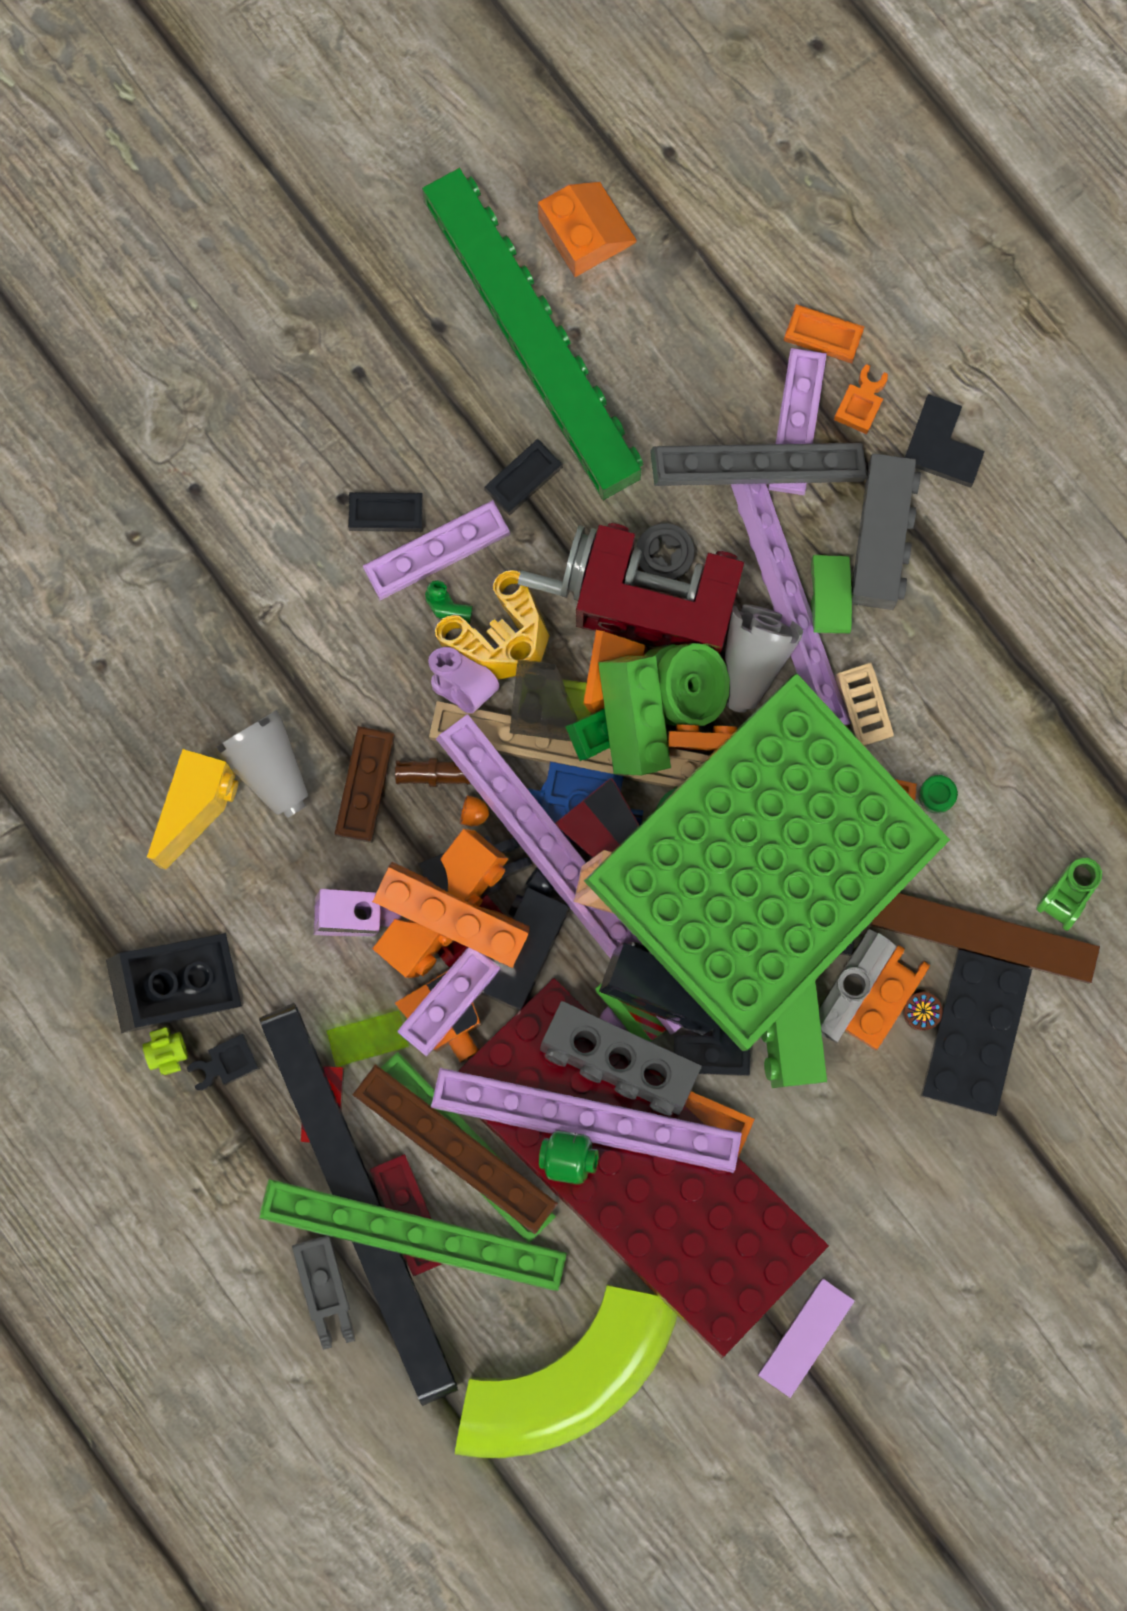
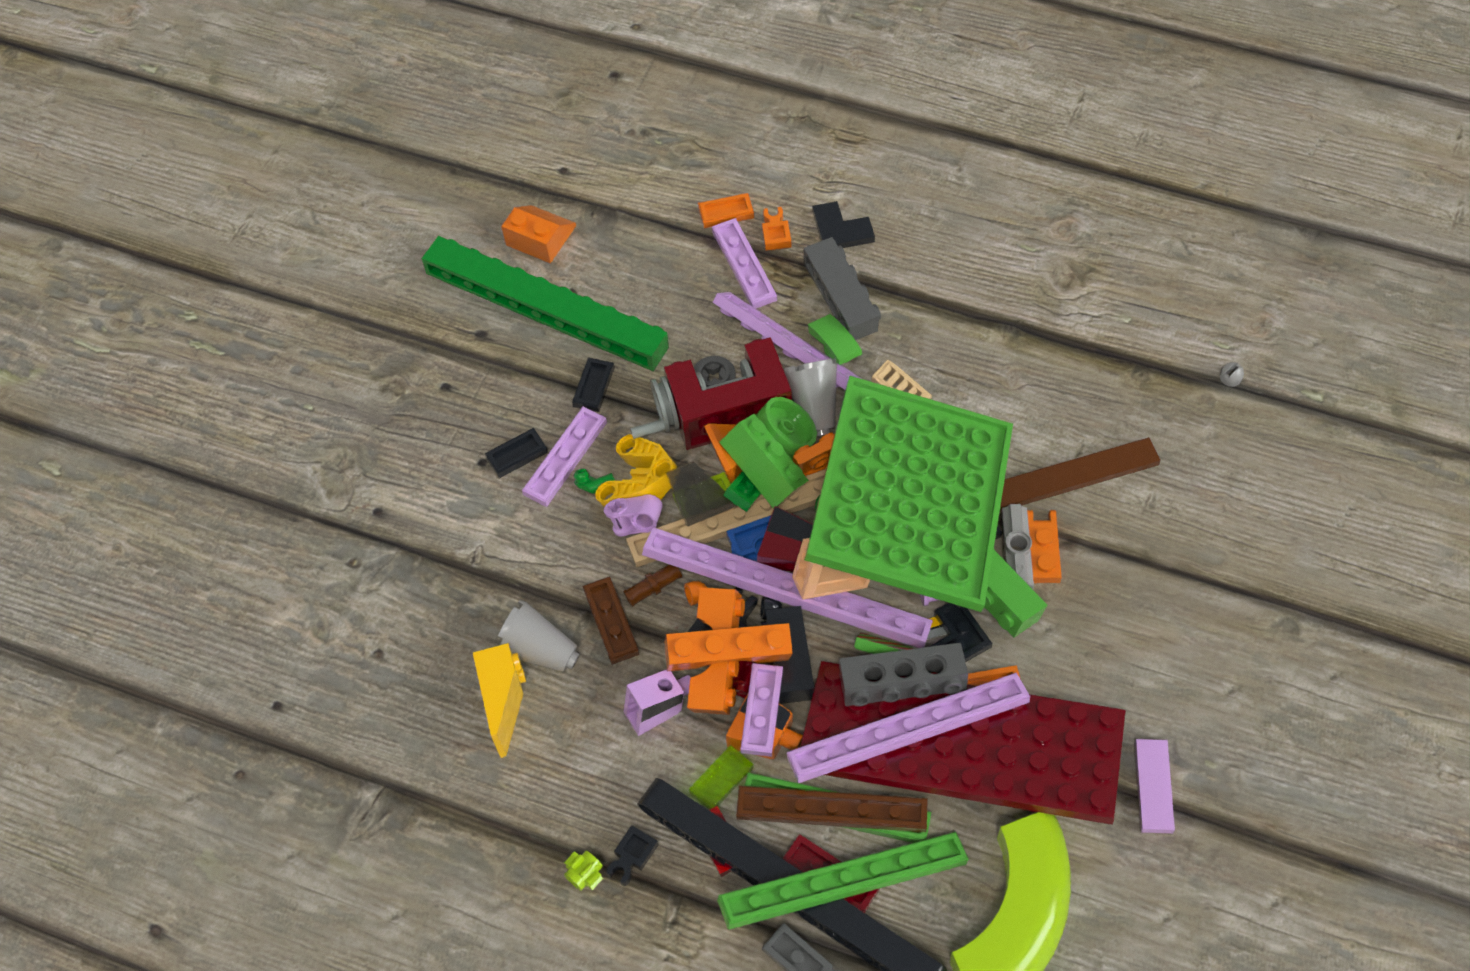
camera: 30 degrees left, 20 degrees down
(173, 982) = (558, 823): black slope -> none
(568, 1157) = (915, 752): green head -> none
(645, 983) = (898, 616): black brick -> none
(758, 464) = (737, 290): dark grey tile -> none
(922, 1011) = (1072, 540): tile -> none
(938, 794) = (985, 407): green tile -> none
(976, 1033) = (1114, 533): black plate -> none
(1067, 898) = (1108, 420): bright green piece -> none

